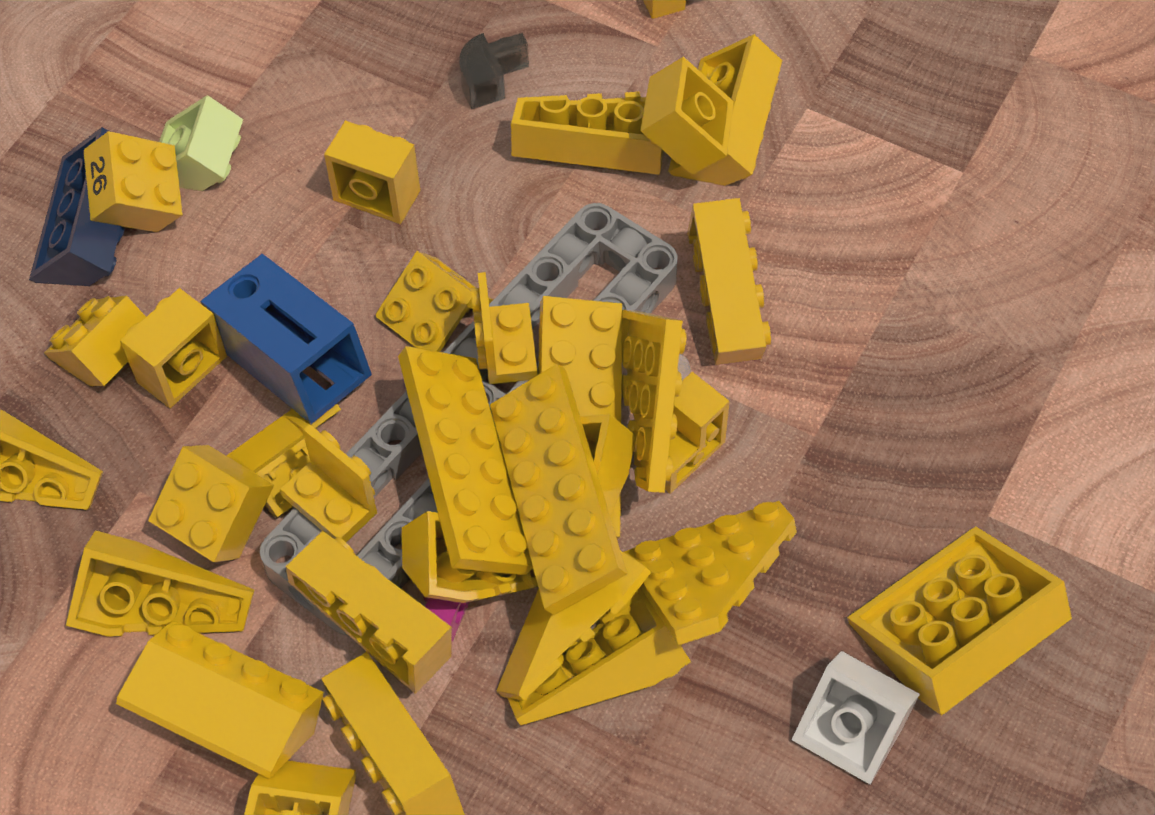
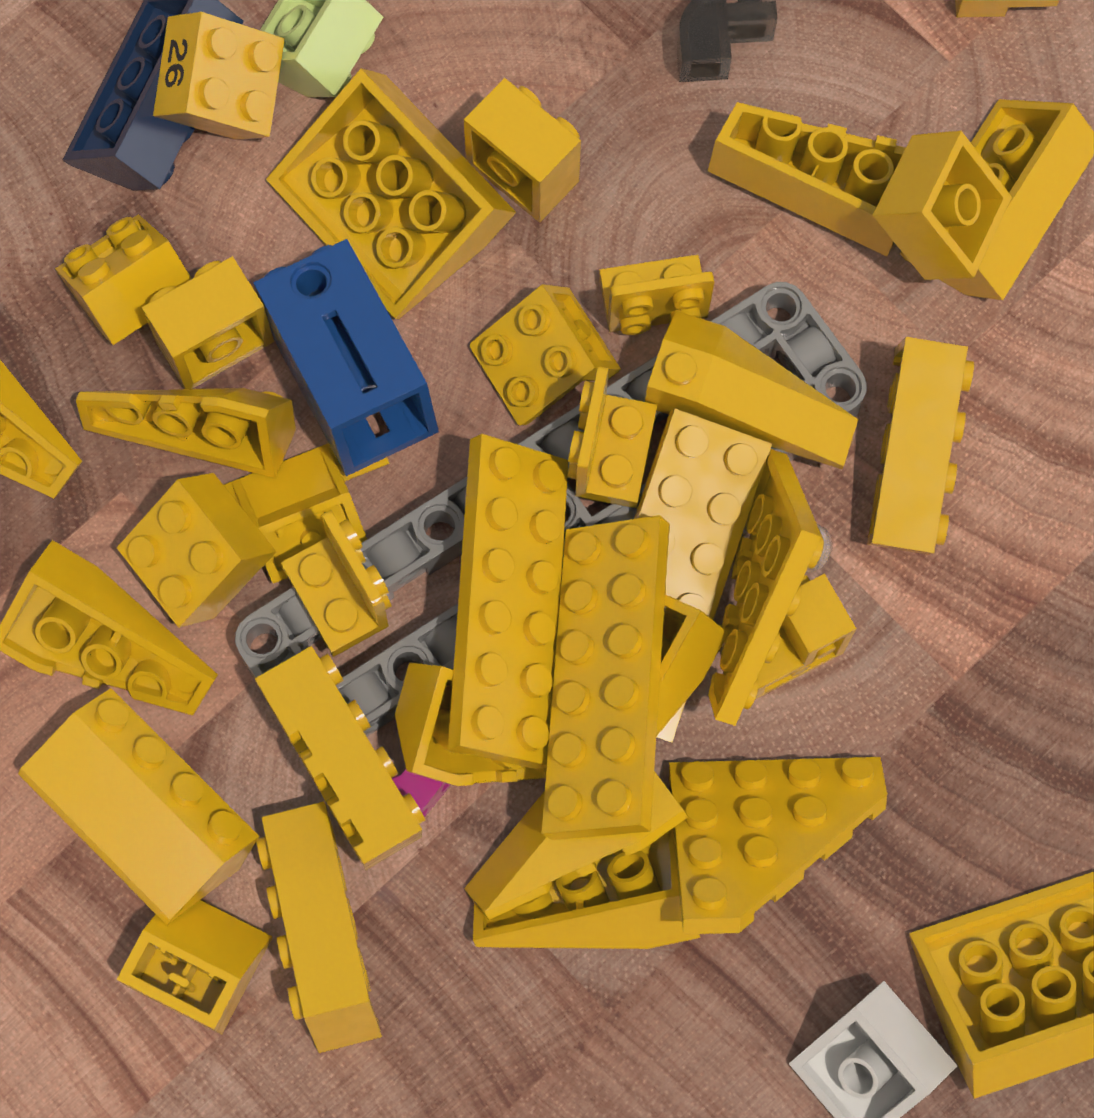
camera: 15 degrees right, 15 degrees up
(194, 415) = (213, 425): none -> yellow wedge
(286, 219) = (392, 189): none -> yellow slope
(503, 240) = (653, 291): none -> yellow bracket
(587, 274) = (734, 384): none -> yellow wedge

